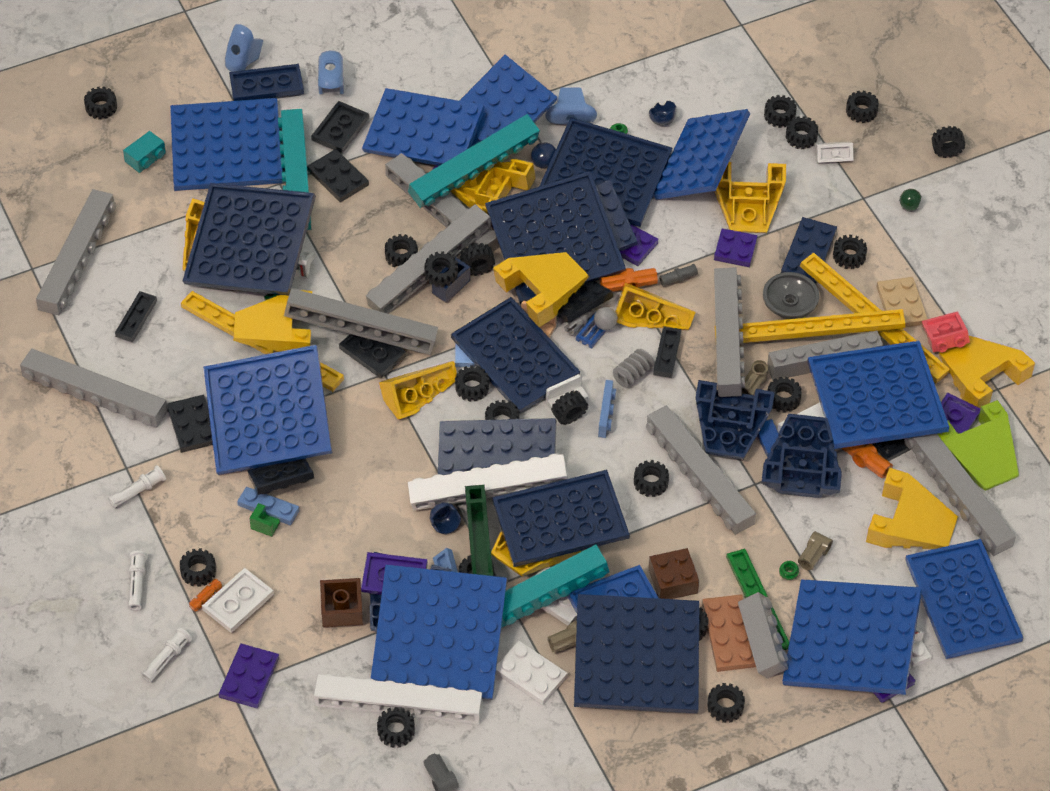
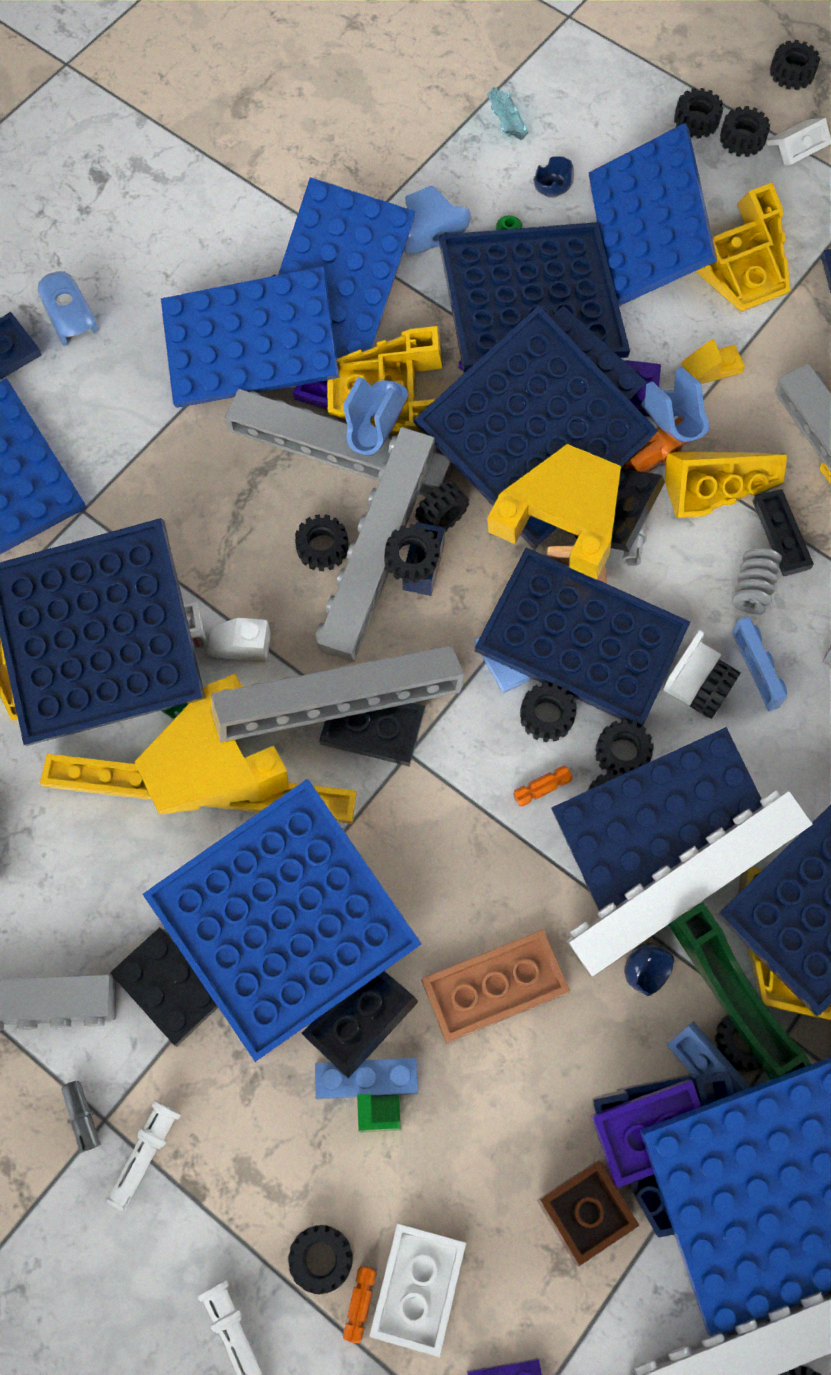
camera: 25 degrees left, 15 degrees up
(115, 459) = (80, 1116): none -> dark grey axle
(293, 151) = (83, 459): teal brick -> none
(327, 280) = (240, 640): none -> white slope
(338, 175) = (161, 461): black plate -> none
(340, 126) = (123, 384): black plate -> none
(360, 493) = (495, 986): none -> nougat plate
(413, 390) = (467, 768): yellow wedge -> none
(445, 416) = (542, 785): none -> orange axle
(465, 191) = (364, 401): none -> medium blue piece
(473, 161) = (355, 358): teal brick -> none
(542, 154) = (432, 306): dark blue hair -> none
(586, 340) = (658, 565): blue tile -> none
(605, 318) = (675, 520): light grey piece -> none
(641, 258) = (683, 402): none -> medium blue piece
(660, 66) = (507, 113): none -> clear light blue plate
(678, 275) = (723, 405): dark grey pin -> none
(687, 251) = (712, 364): none -> yellow slope
(735, 247) = (766, 332): dark purple plate -> none

